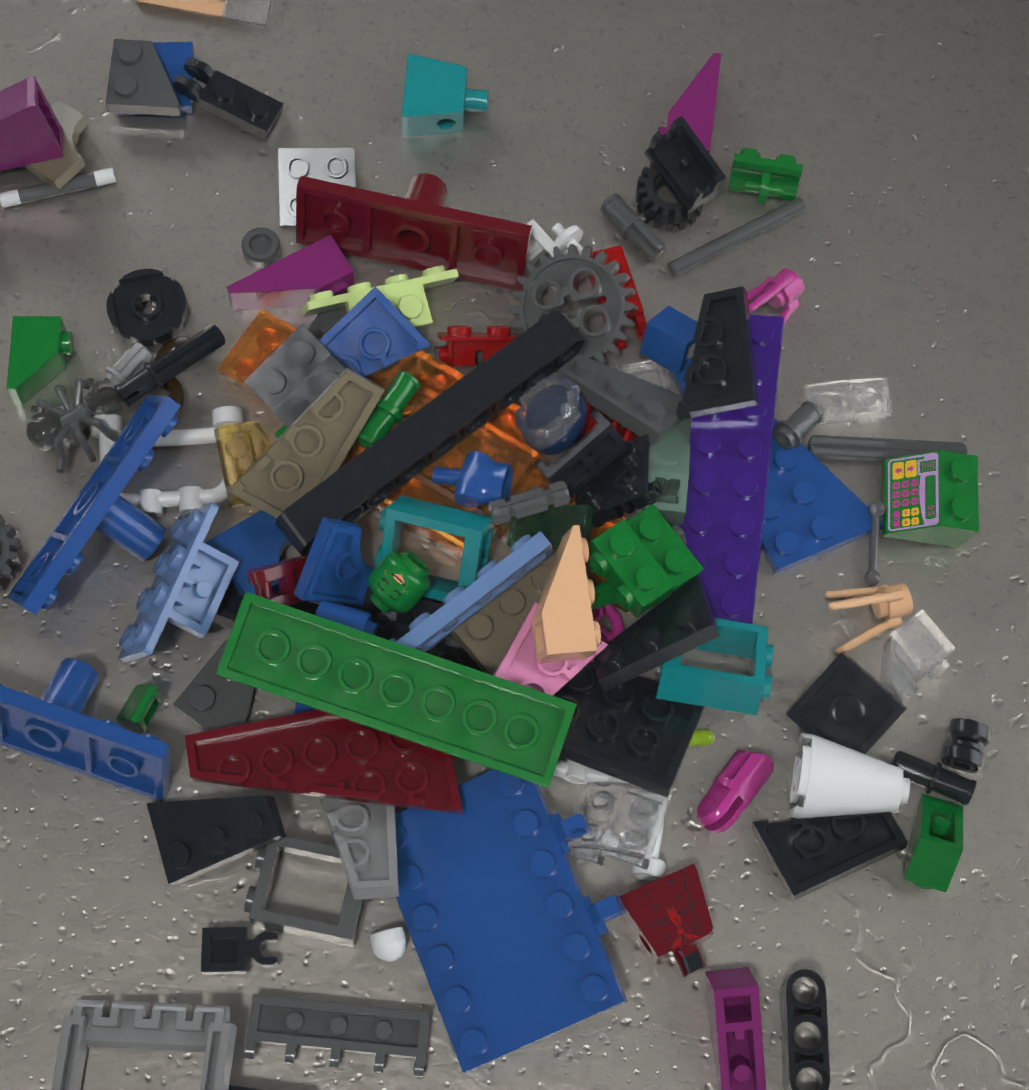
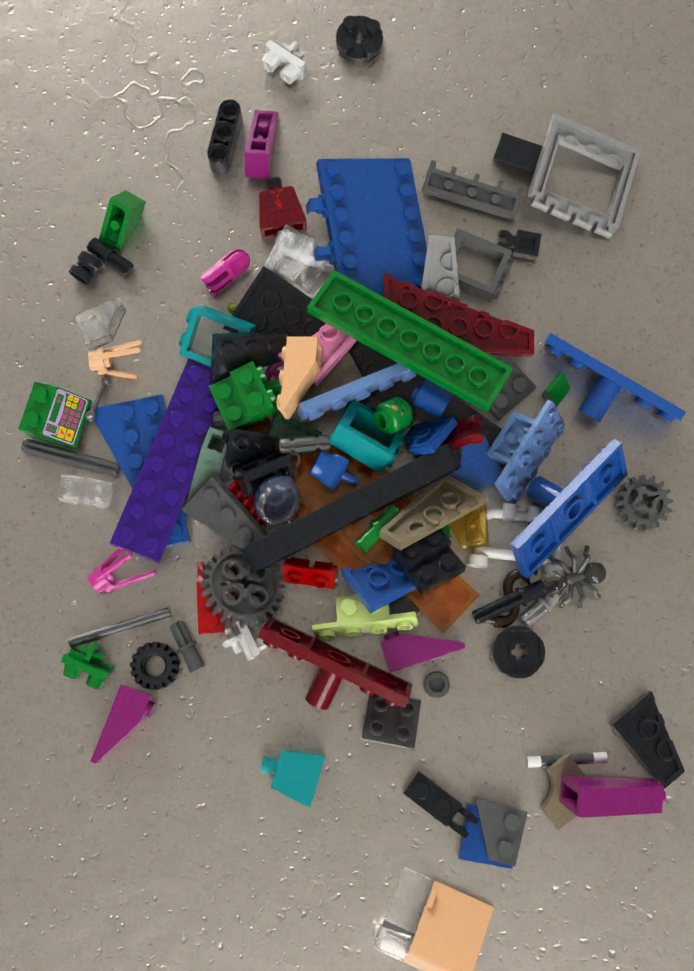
camera: 165 degrees left, 10 degrees up
(36, 355) = (594, 631): green slope -> none
(212, 832) = (524, 302): black wing -> none
(389, 944) = (436, 227): white hinge -> none
(669, 339) = (183, 552): blue panel -> none
(685, 165) = (142, 670): black hinge -> none
(723, 357) = (158, 517): black wing -> none
(791, 431) = (122, 477): dark grey pin -> none
(826, 849) = (182, 230): black wing -> none
(843, 781) = (164, 255): white cone -> none
(847, 706) = (148, 298): black hinge -> none

